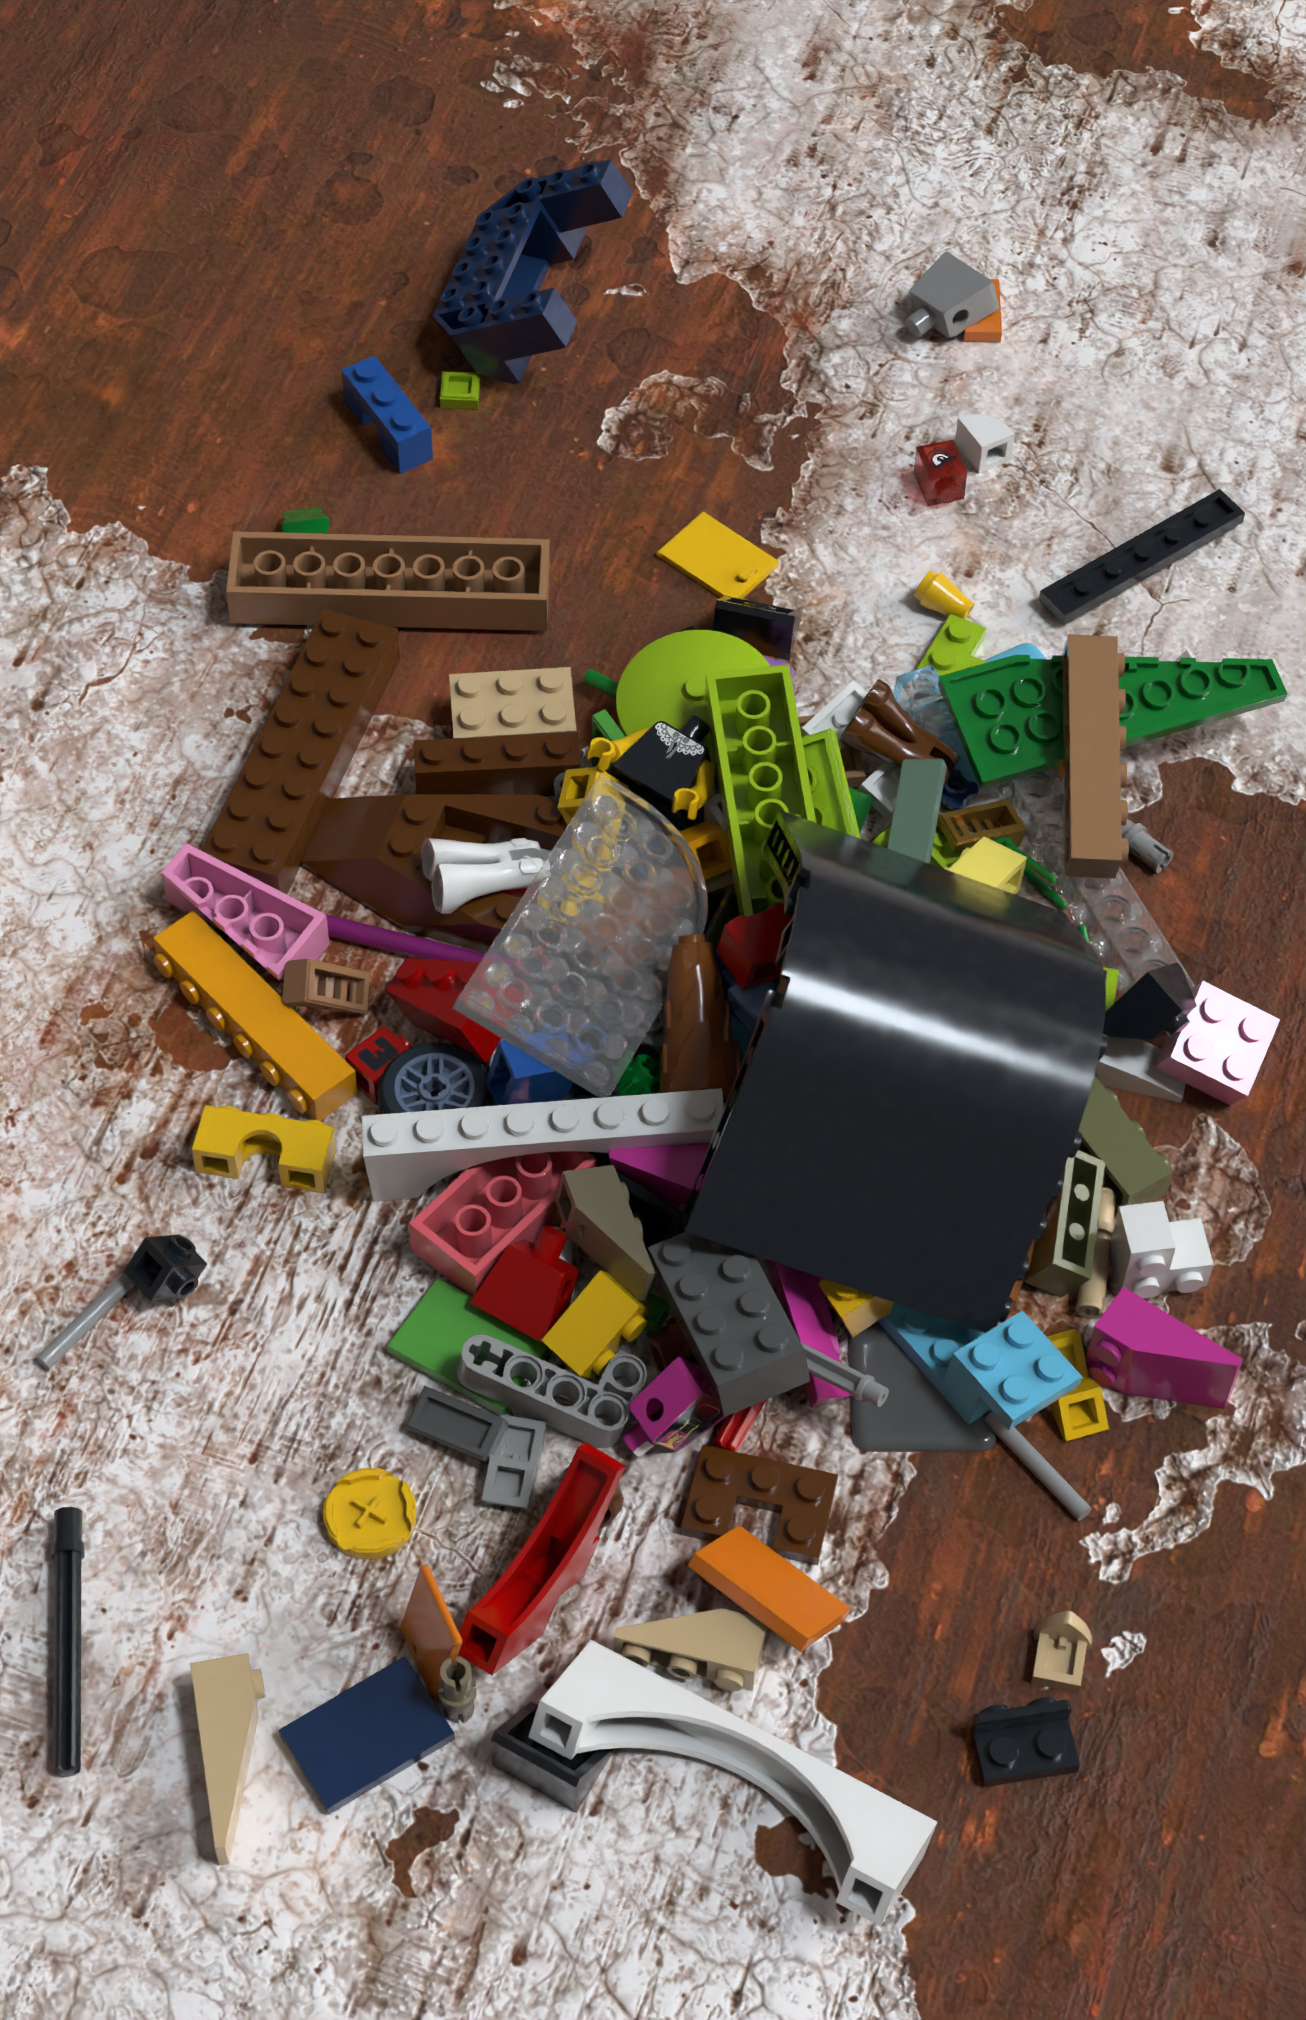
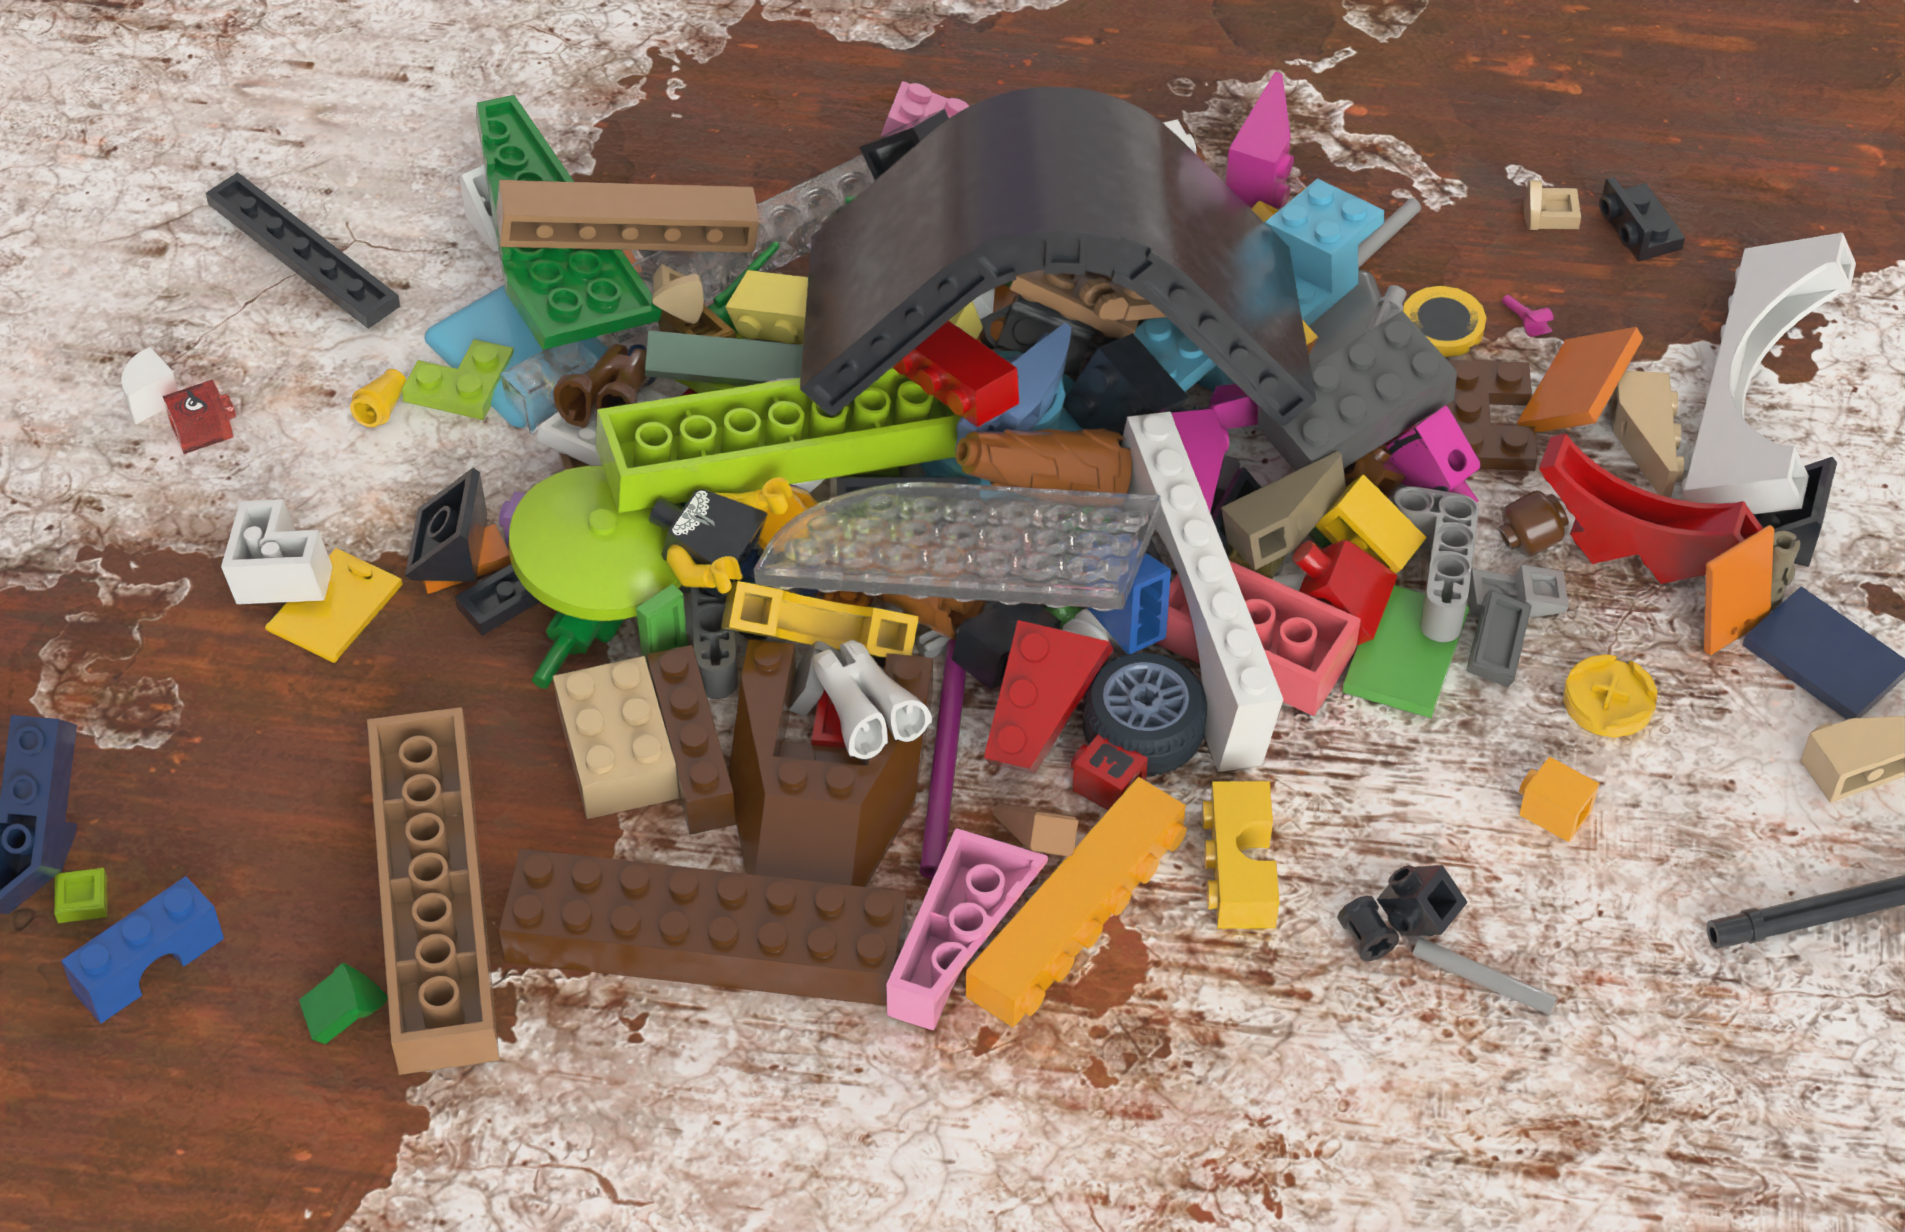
camera: 100 degrees left, 5 degrees down
(159, 1224) = (1368, 928): none -> black bush
(251, 1419) = (1557, 798): none -> light orange brick
(760, 498) = (271, 560): none -> white brick
(883, 1584) = (1533, 321): none -> dark pink hand
(900, 1495) = (1447, 318): none -> tile
(1004, 799) = (678, 294): none -> tan tile

